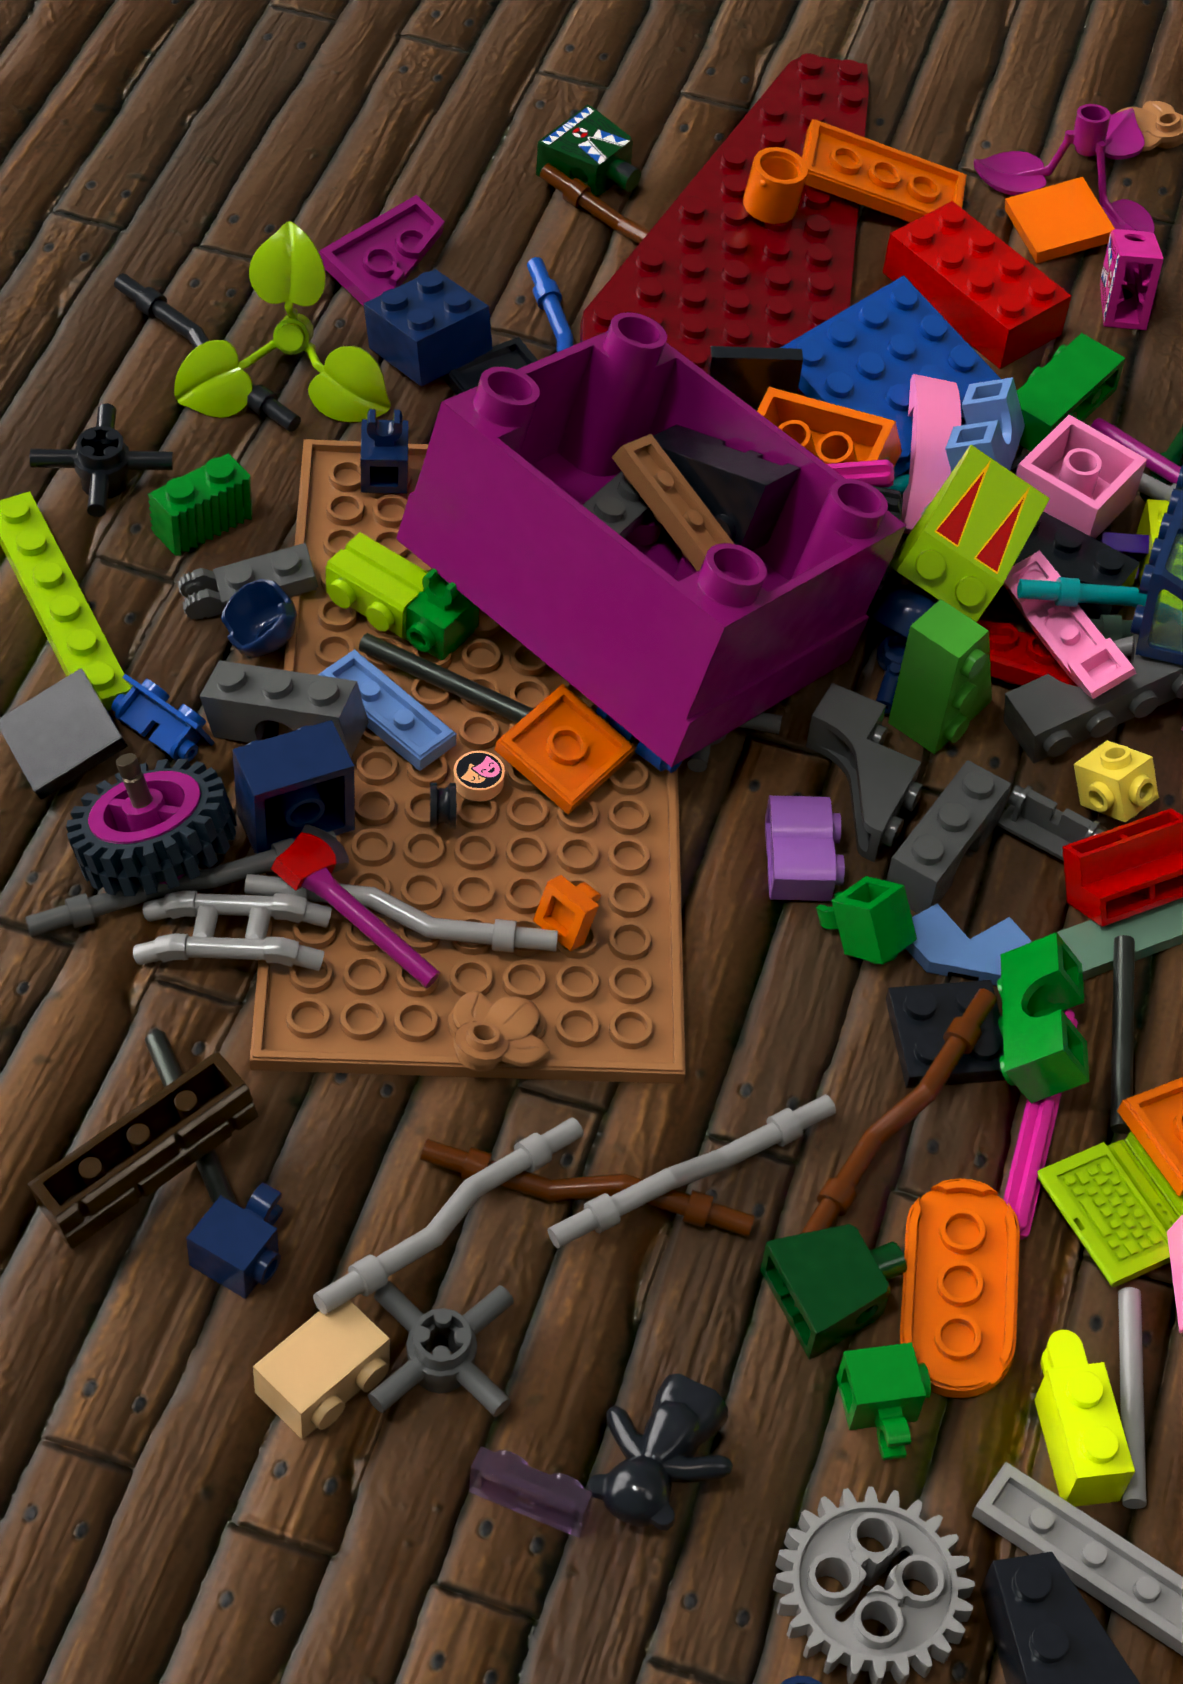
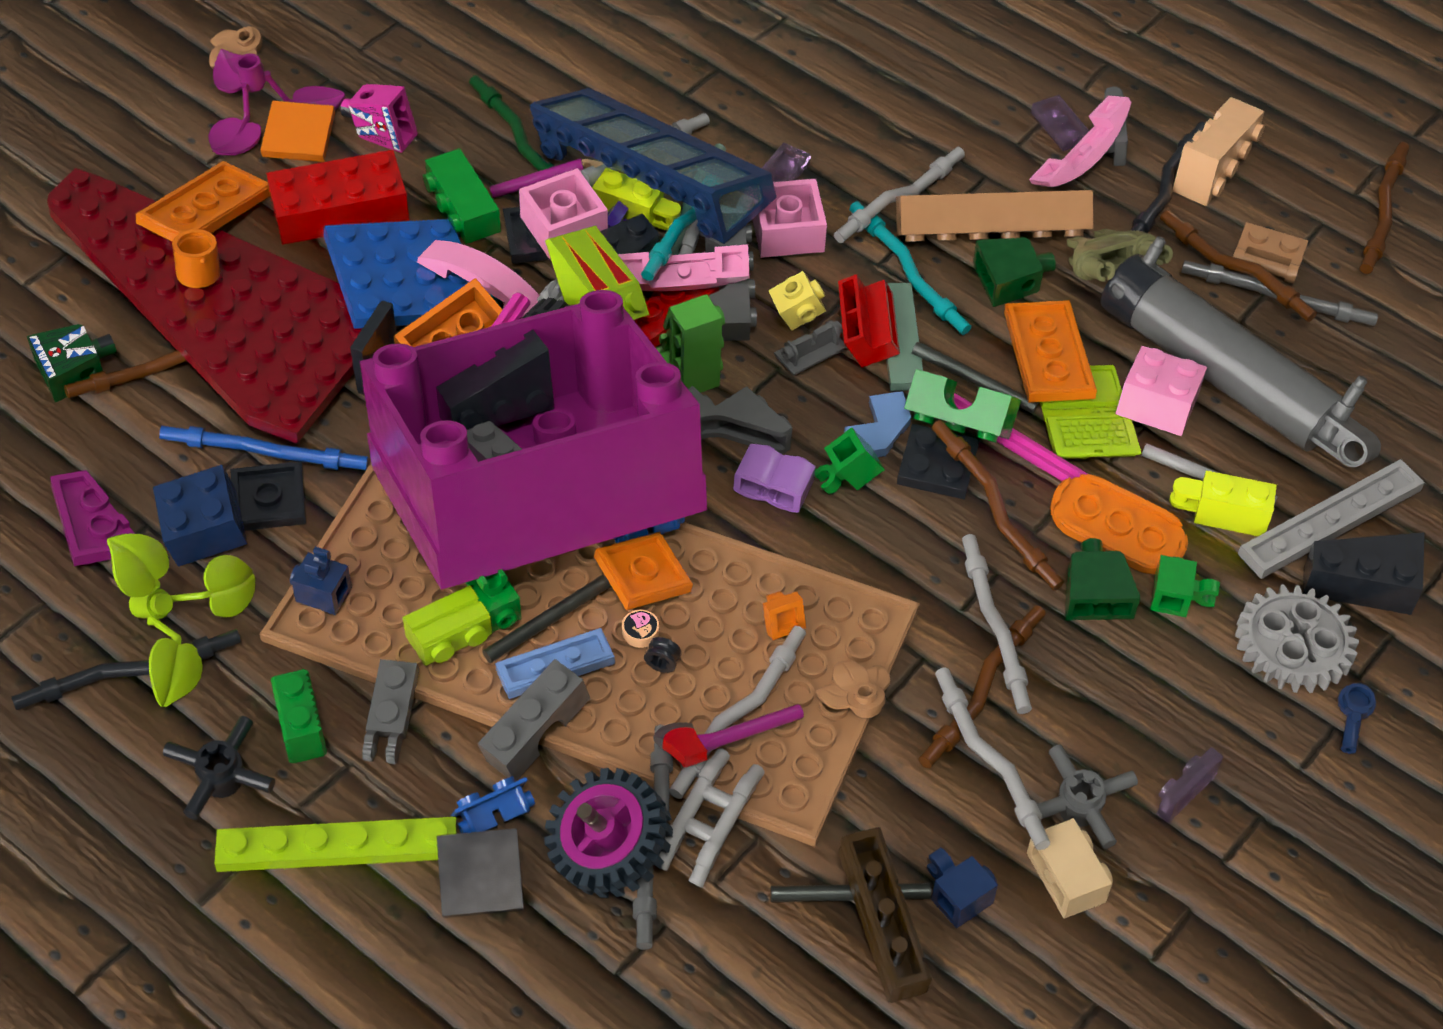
camera: 65 degrees left, 0 degrees up
(259, 618) = (435, 712): dark blue hair -> none
(293, 784) = (623, 725): dark blue brick -> none
(670, 498) = (514, 413): medium nougat plate -> none
(679, 1422) = (1184, 707): black piece -> none
(956, 821) = (818, 414): dark grey arch -> none
(991, 425) = (510, 246): medium blue arch -> none

